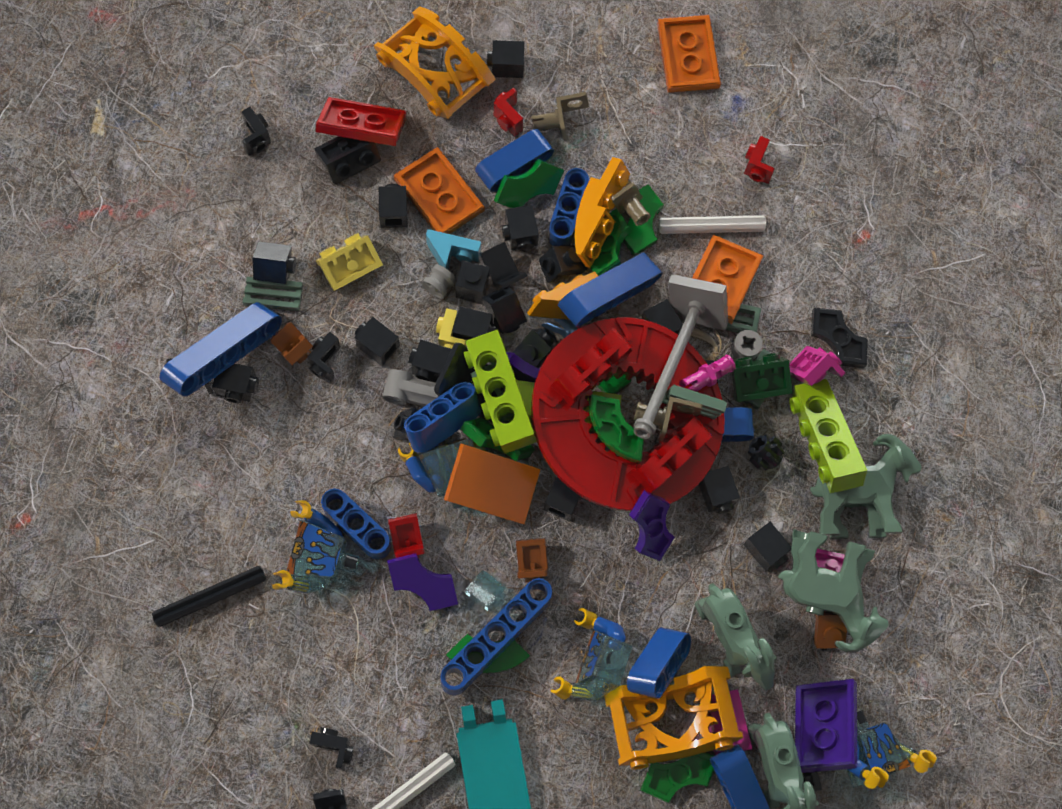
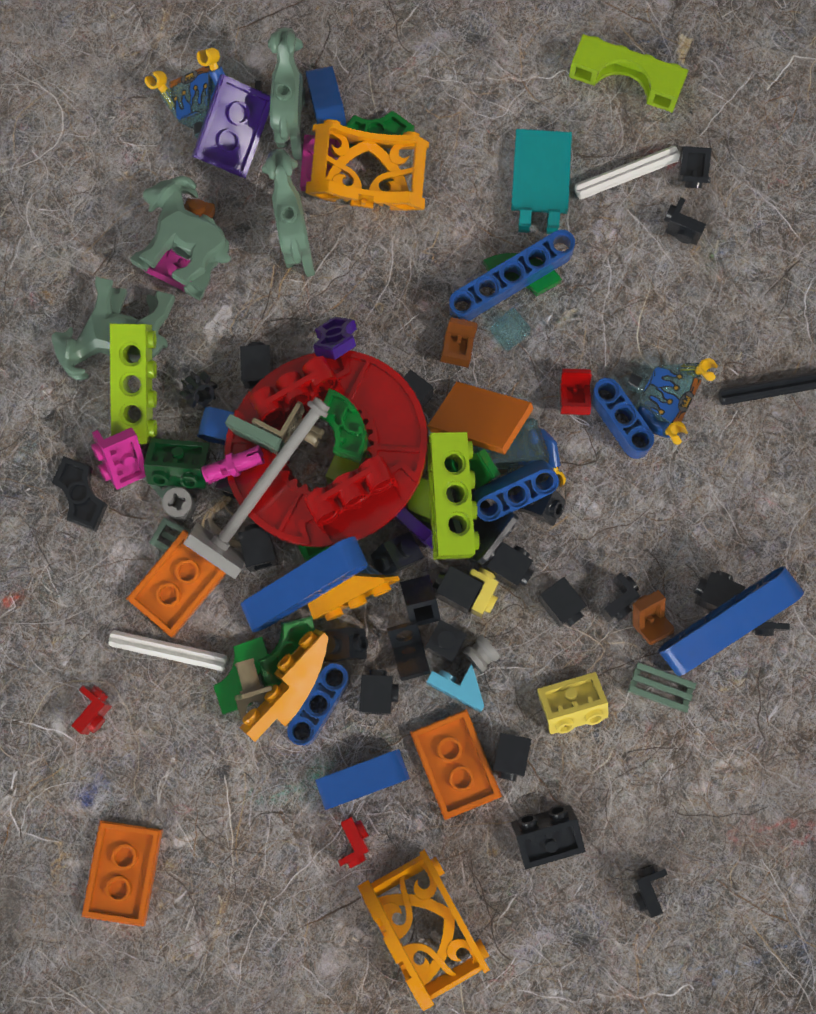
camera: 155 degrees left, 5 degrees up
(273, 262) = (656, 717): black brick -> none
(361, 121) = (525, 869): red tile -> none
(404, 389) = (544, 545): light grey piece -> none
(412, 576) = (578, 353): dark purple tile -> none
(506, 59) = (337, 914): black brick -> none
(540, 179) = (368, 739): green tile -> none
(556, 119) = (300, 820): dark tan bracket -> none
(602, 662) = (417, 233): torso -> none
(659, 662) = (367, 214): blue beam -> none
(768, 547) = (228, 301): black brick -> none

